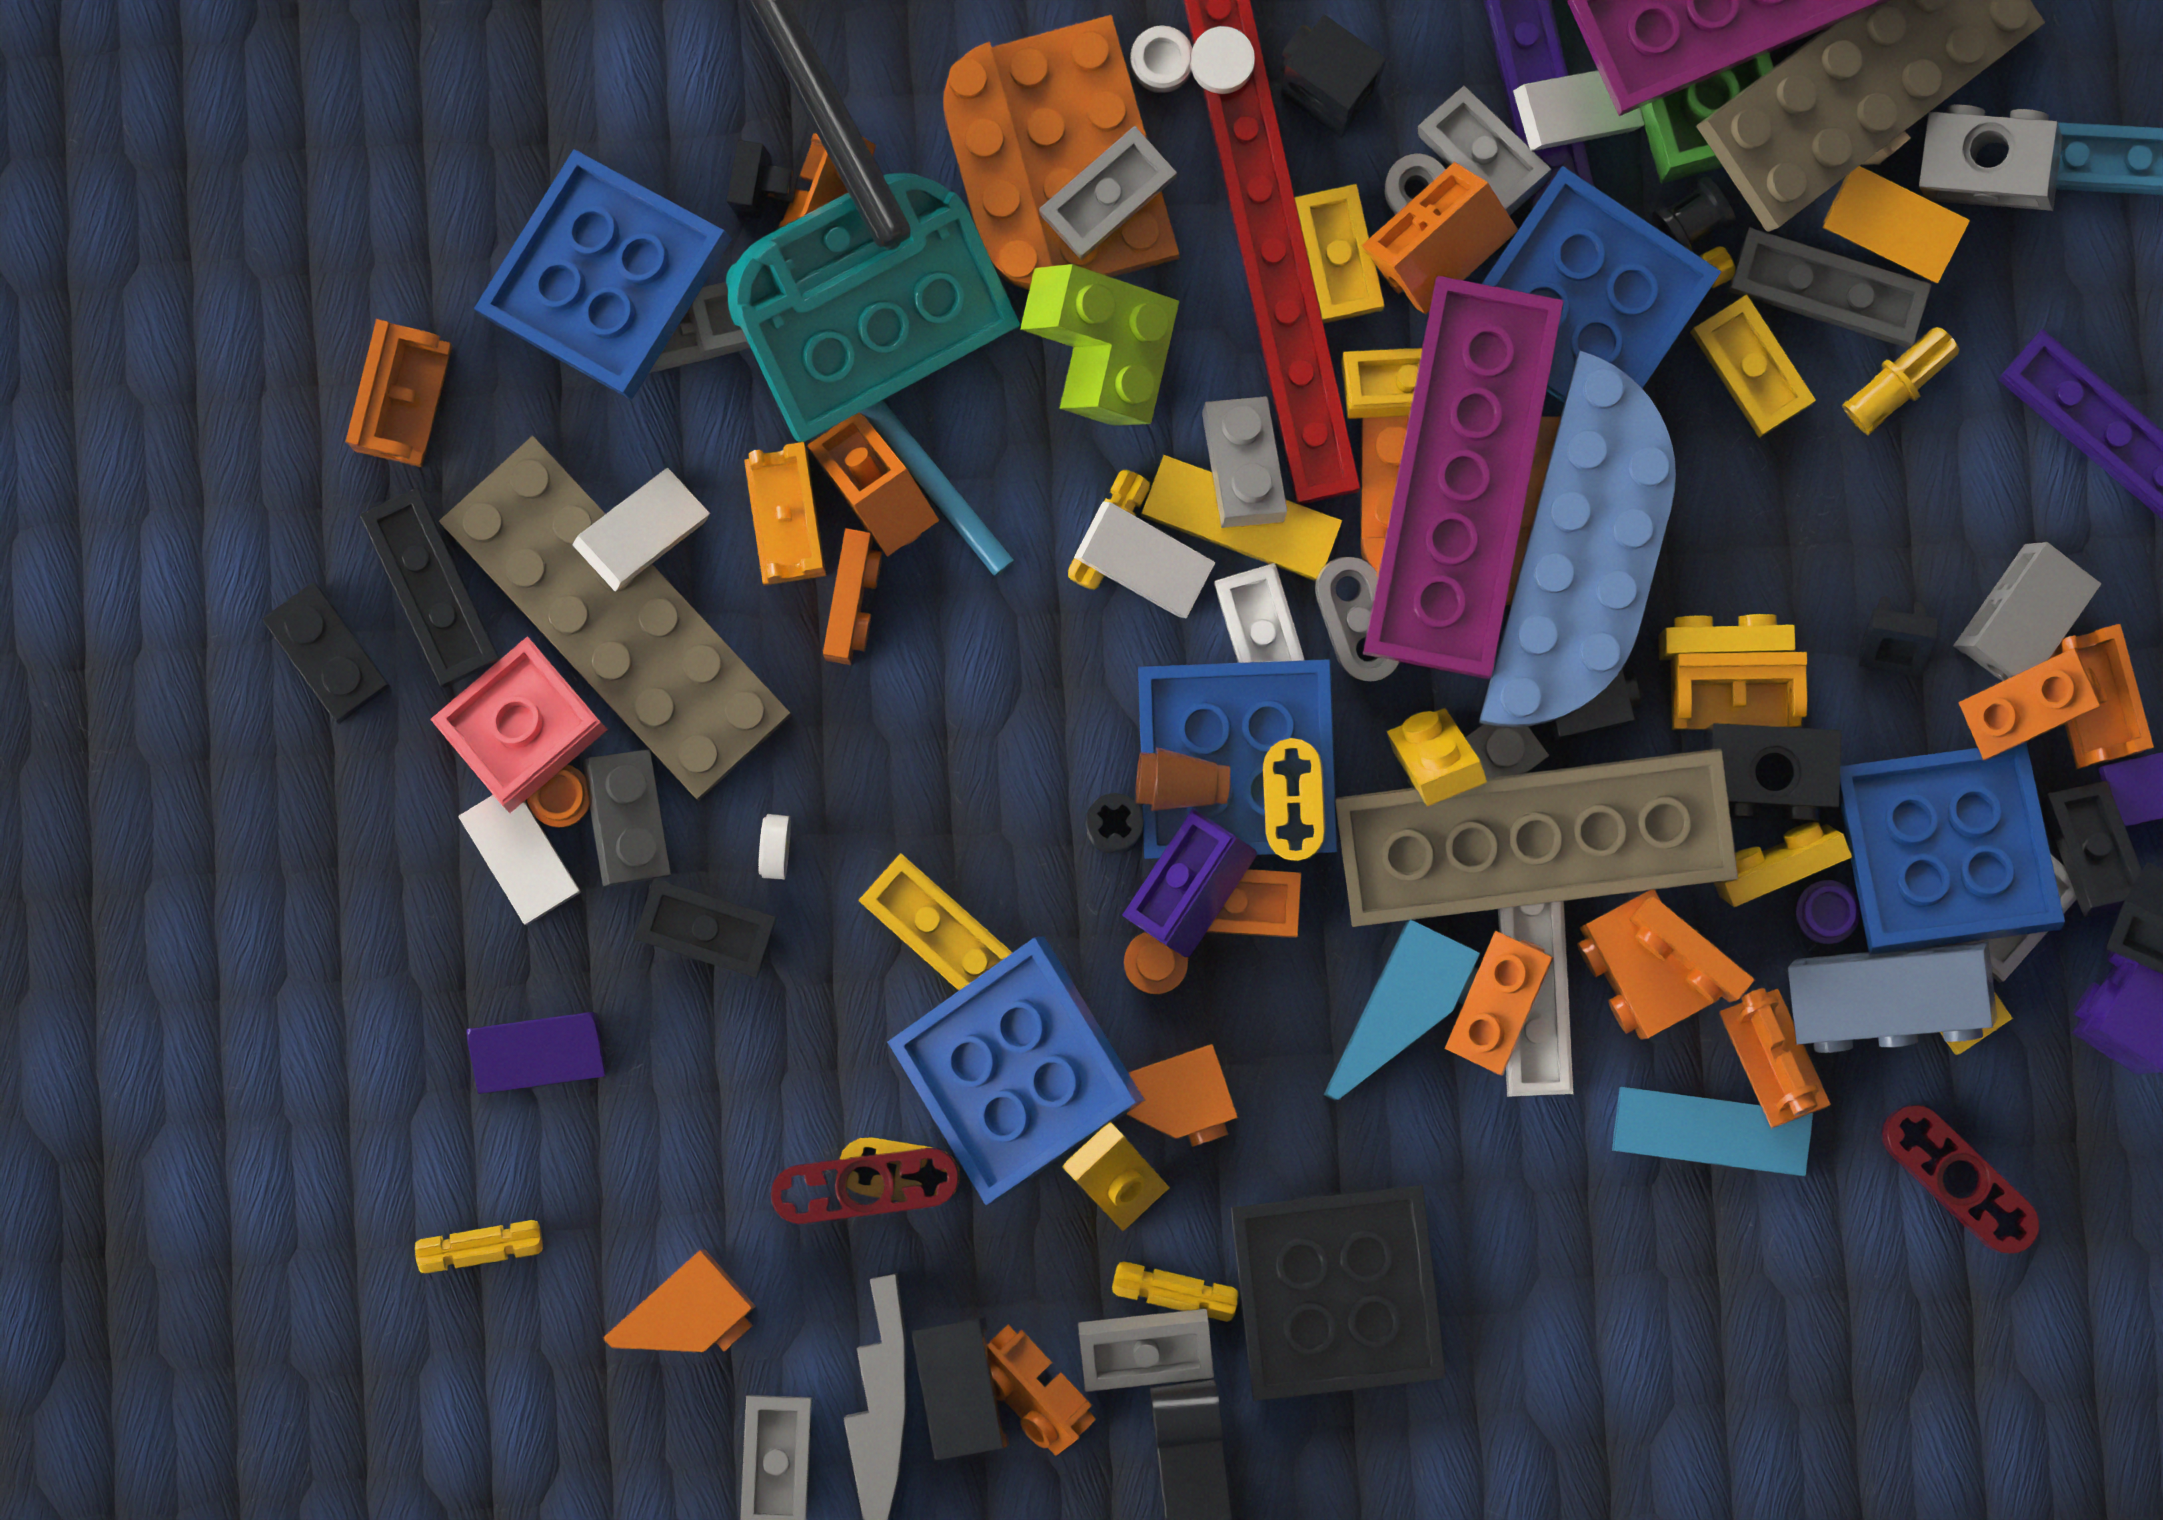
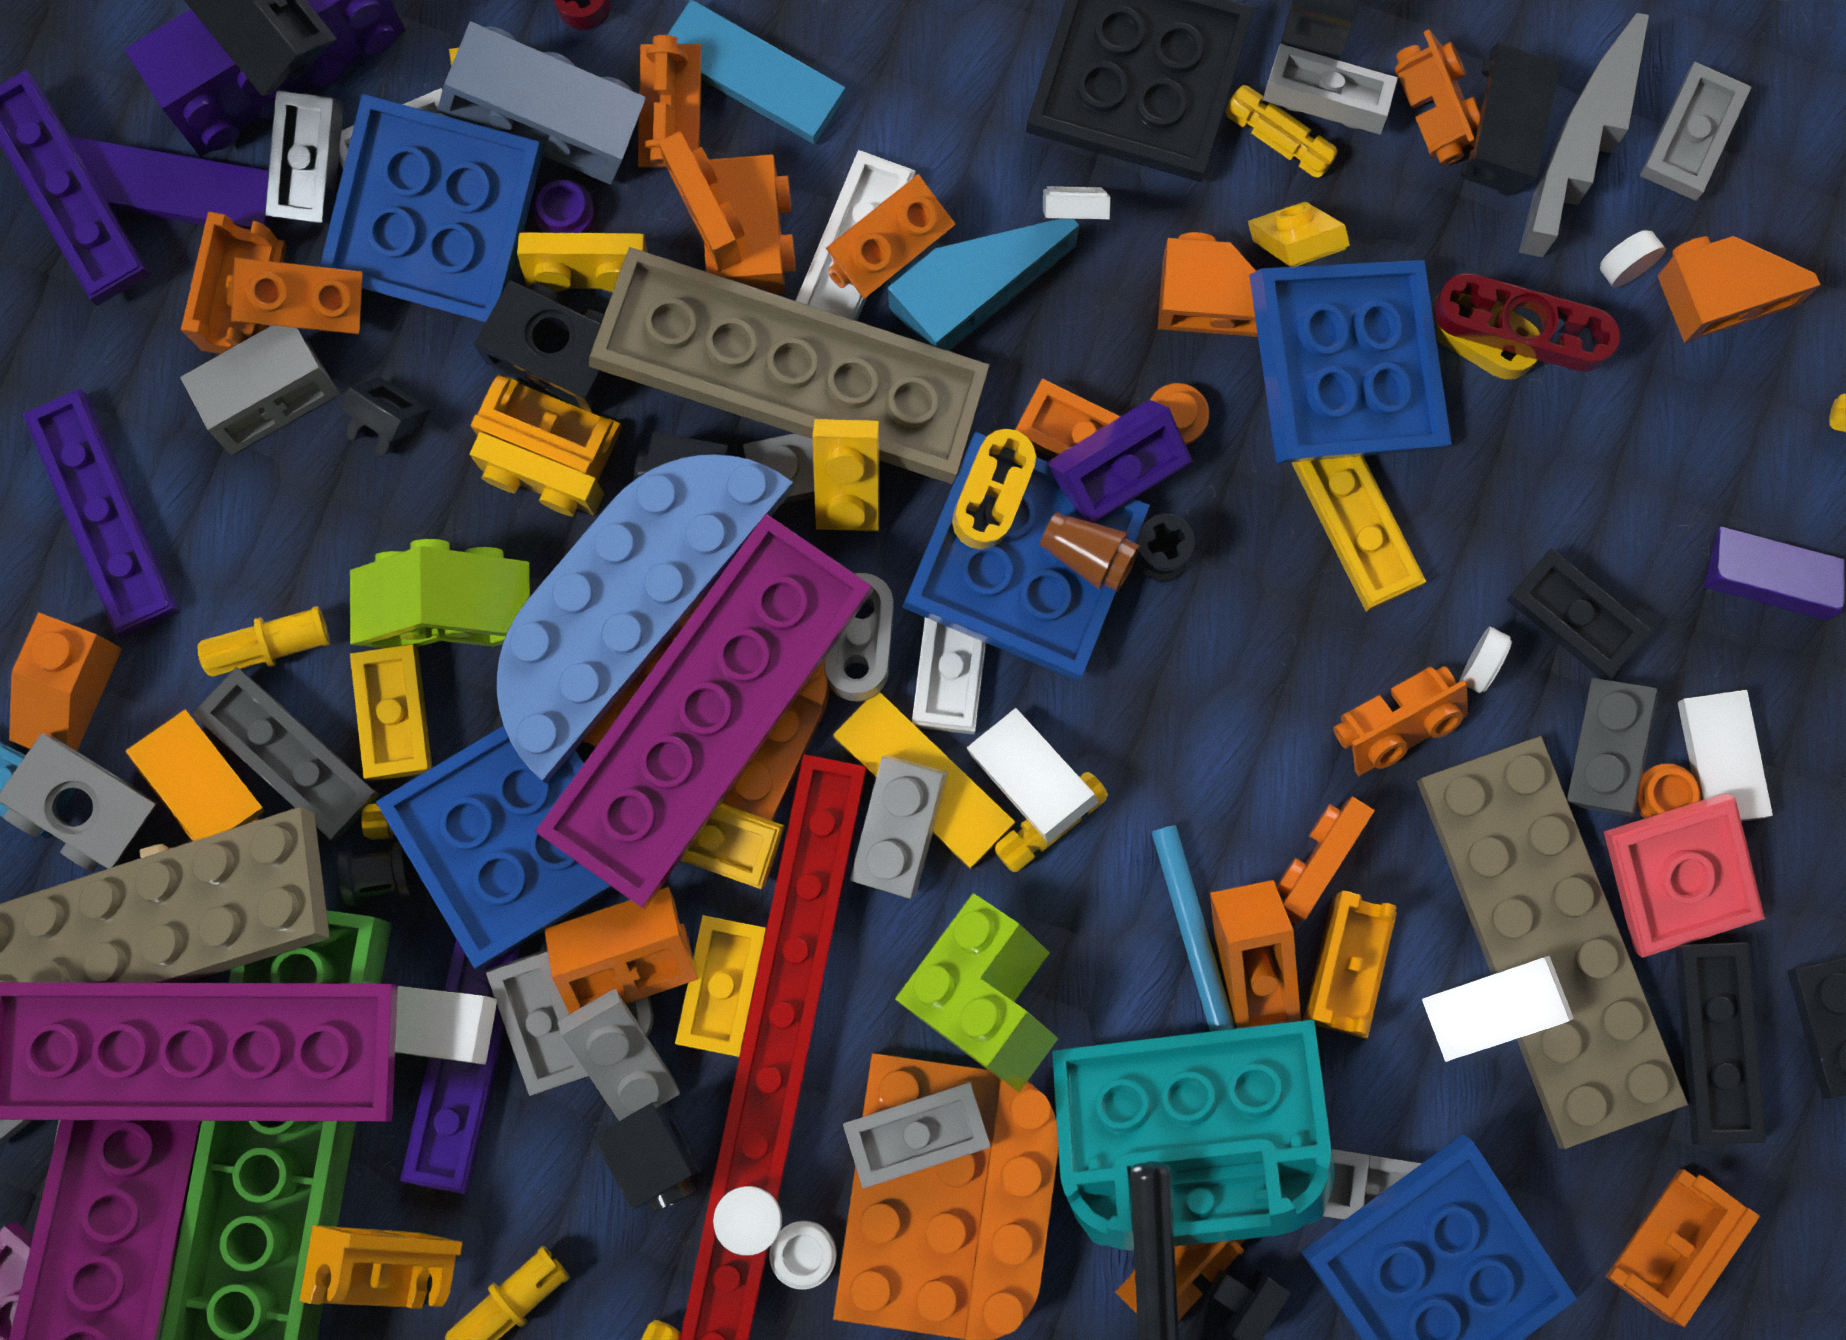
camera: 150 degrees left, 5 degrees down
(788, 1301) = (1632, 258): none -> white tile
(838, 739) = (1429, 706): none -> orange hinge
(1339, 1114) = (1076, 202): none -> white tile
(1399, 148) = (617, 1055): none -> light grey plate
(1756, 479) = (436, 596): none -> lime brick
(2067, 261) = (58, 681): none -> orange slope

